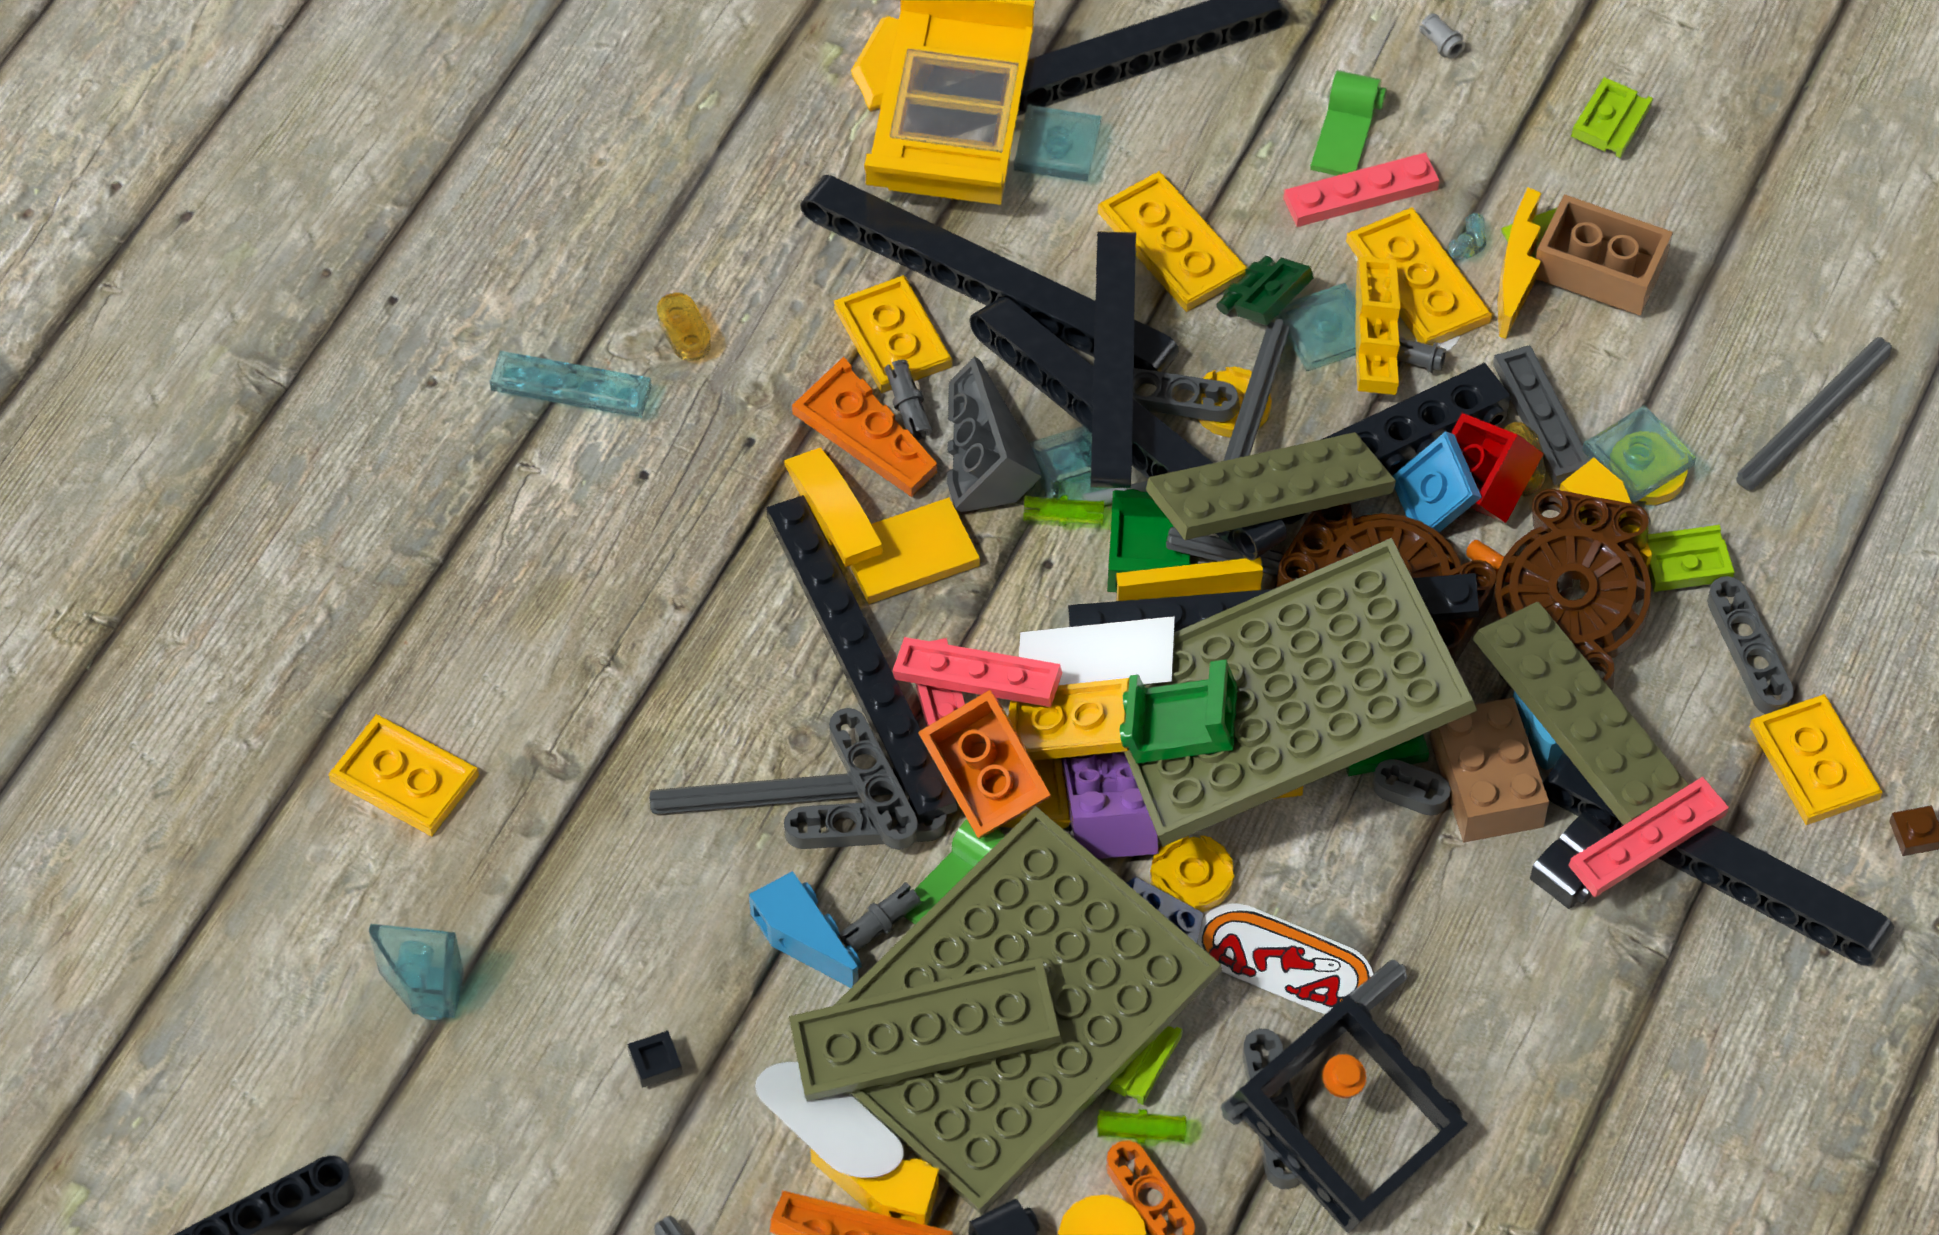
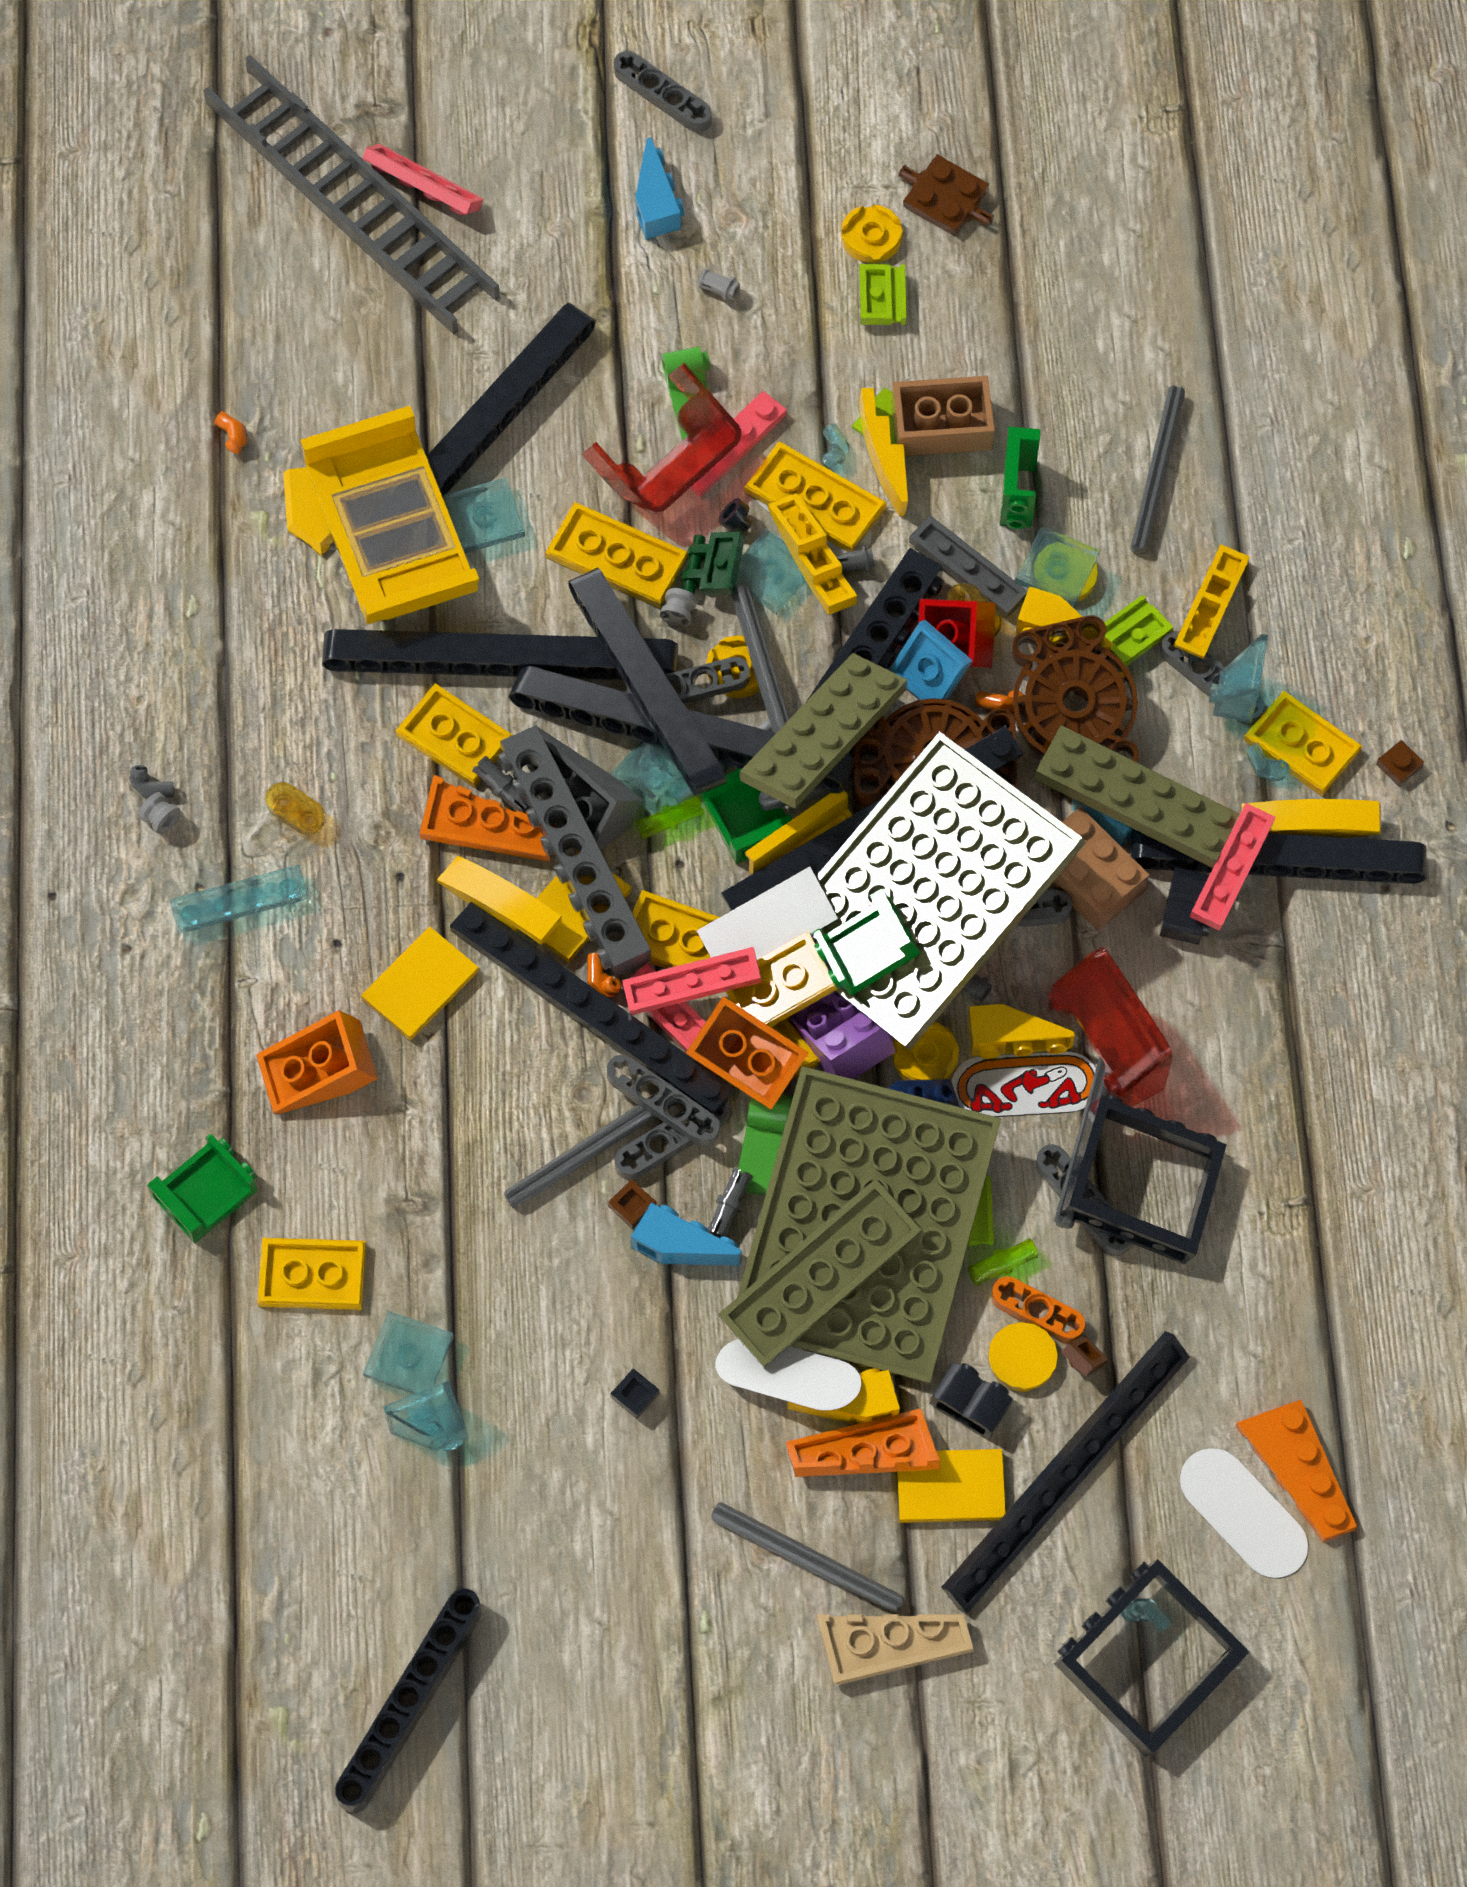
camera: 30 degrees left, 10 degrees up
(350, 640) = (204, 1188): none -> green panel
(447, 897) = (408, 1354): none -> clear light blue plate
(544, 573) = (317, 1063): none -> orange slope
(545, 268) = (159, 813): none -> light grey wheel
(552, 239) = (145, 784): none -> dark grey arm
(700, 549) = (419, 983): none -> yellow tile
(775, 862) = (631, 1203): none -> reddish brown plate
(887, 631) = (598, 979): none -> orange arm
(935, 614) = (530, 748): none -> dark grey brick
(985, 615) = (671, 930): none -> yellow tile
(1202, 315) = (678, 607): none -> light grey wheel
(1289, 831) = (978, 988): none -> dark grey pin
(1296, 892) = (1006, 1030): none -> yellow slope
(1319, 256) = (735, 516): none -> black tile
(1338, 163) = (709, 439): none -> clear red windscreen
(1344, 1076) = (1132, 1157): orange plate -> none
(1407, 938) = (1116, 1025): none -> clear red windscreen
(1637, 58) = (871, 233): none -> yellow tile
(1659, 325) = (1020, 455): none -> green panel
(1741, 54) = (946, 195): none -> reddish brown plate
(1755, 762) = (1266, 767): none -> clear light blue arm
(1774, 655) = (1240, 683): none -> clear light blue slope
(1791, 840) = (1324, 817): none -> yellow slope
(1794, 567) = (1211, 601): none -> yellow slope

